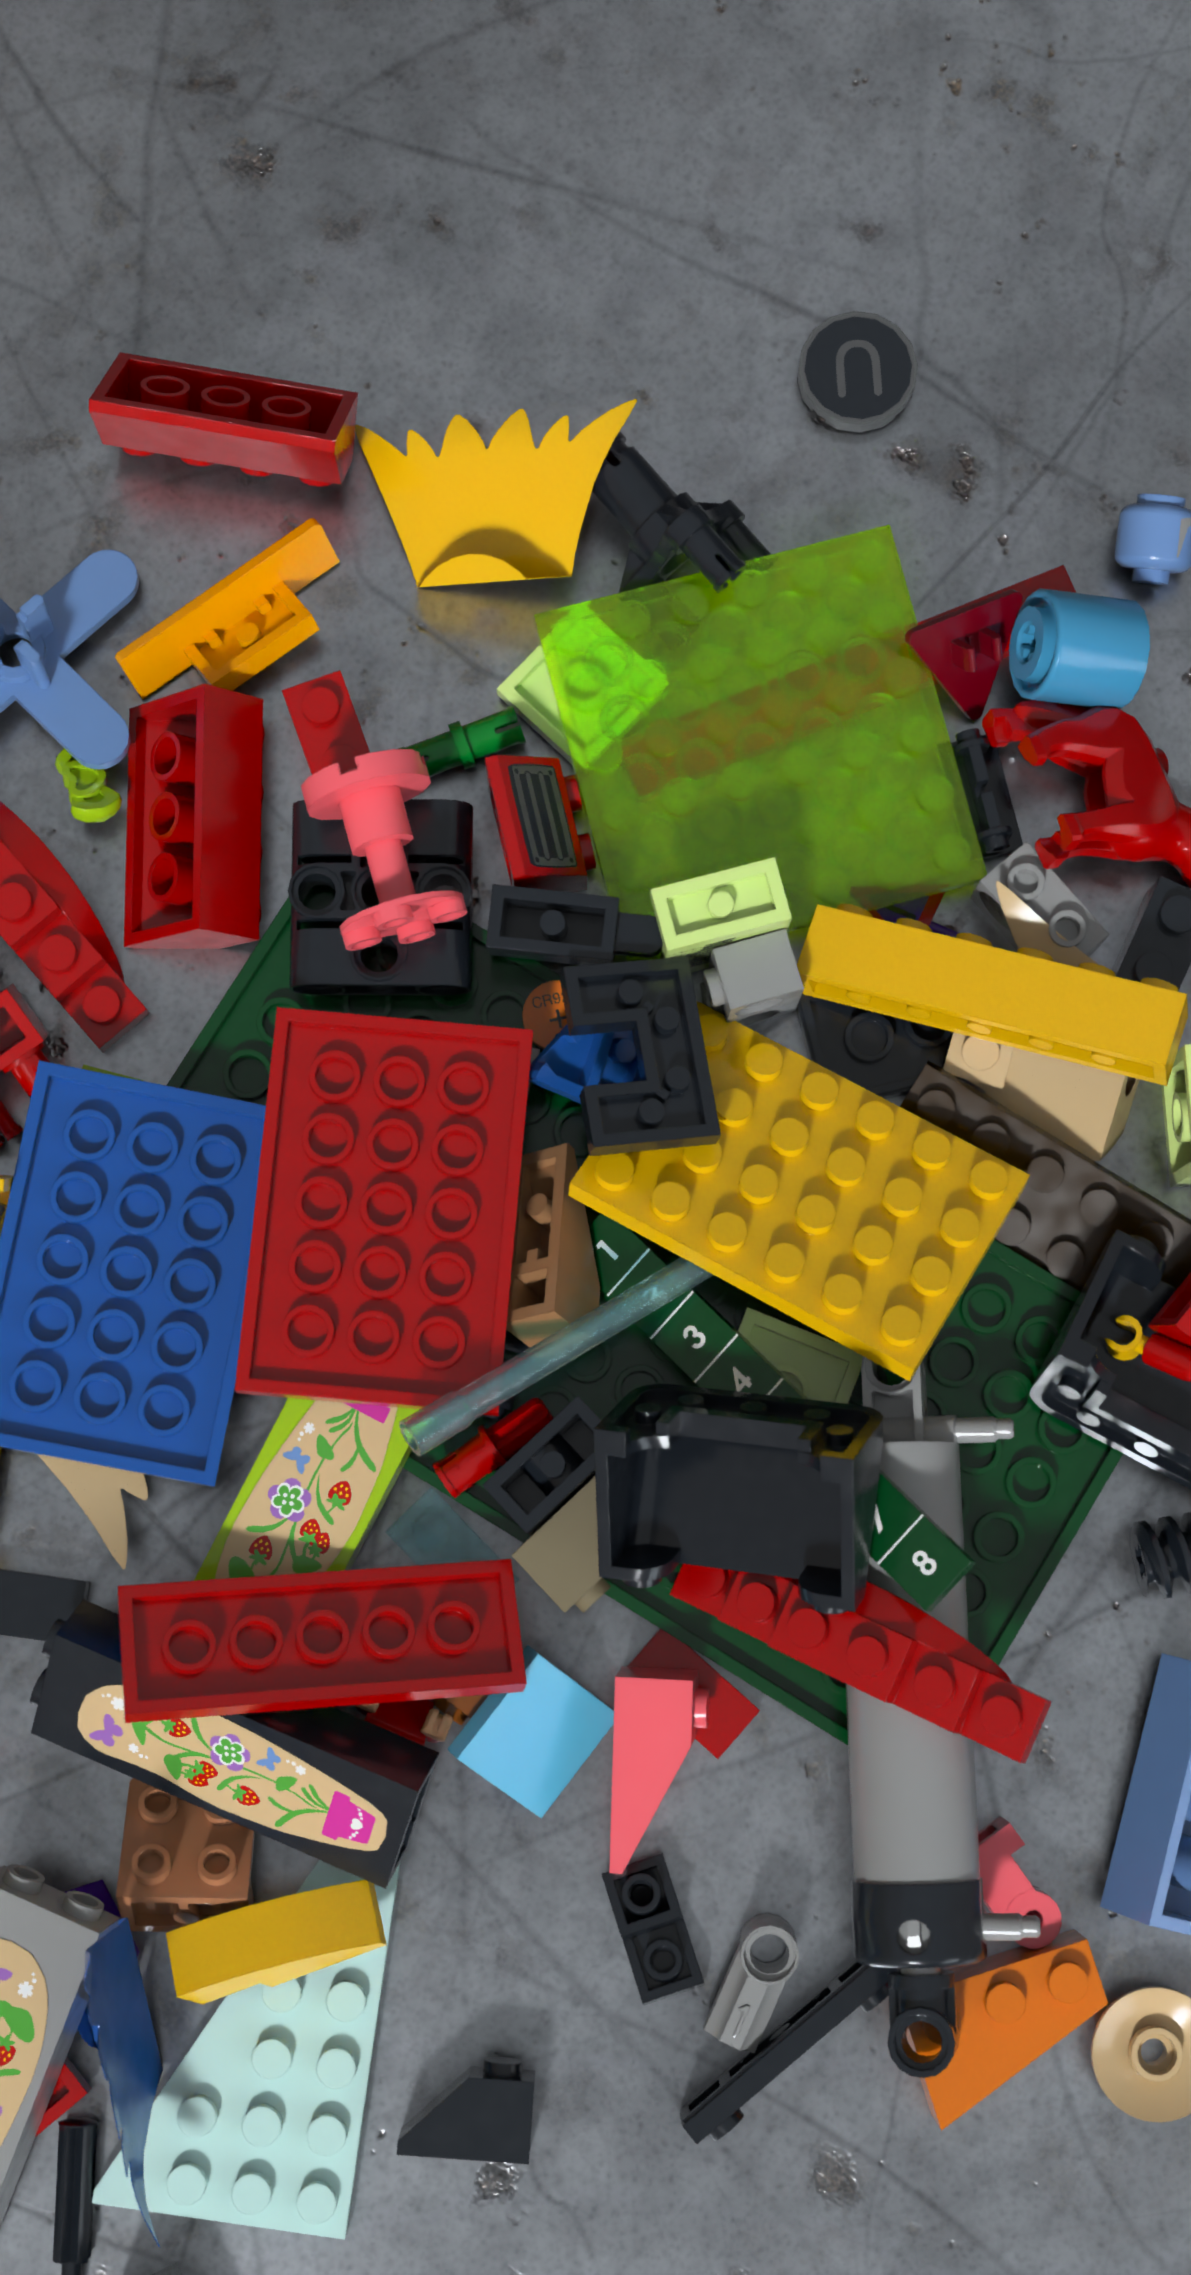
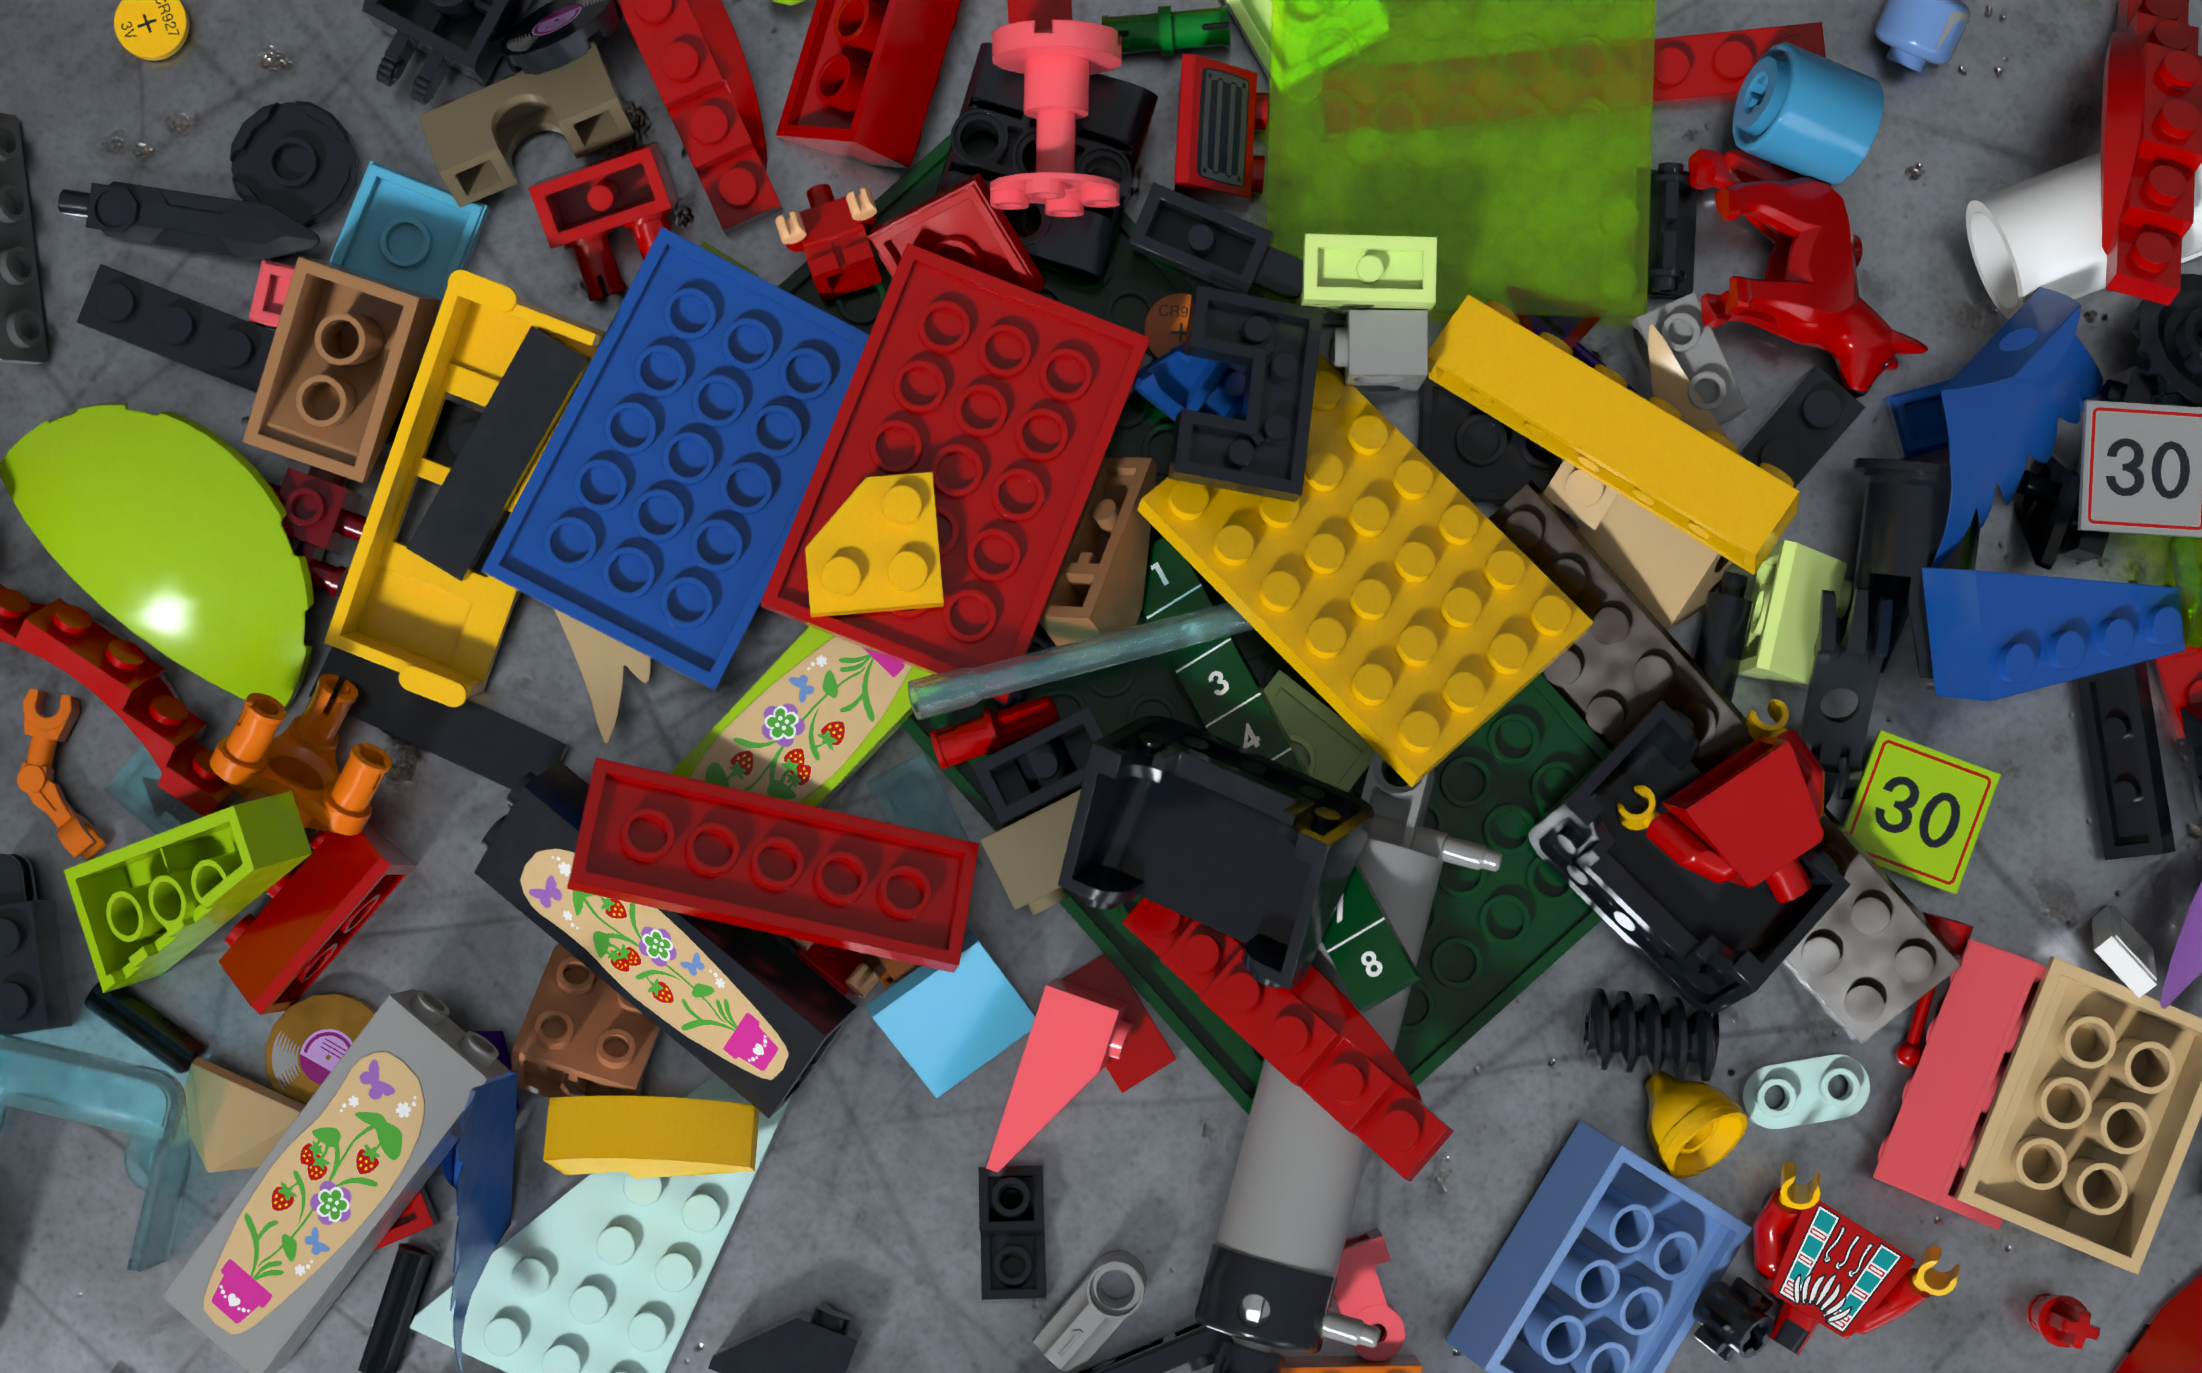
camera: 20 degrees right, 5 degrees up
(207, 1026) = (834, 240): none -> red piece
(324, 979) = (963, 229): none -> red tile
(333, 1305) = (878, 550): none -> yellow plate
(967, 648) = (1697, 80): dark red piece -> none
(1151, 1149) = (1724, 632): none -> black cylinder

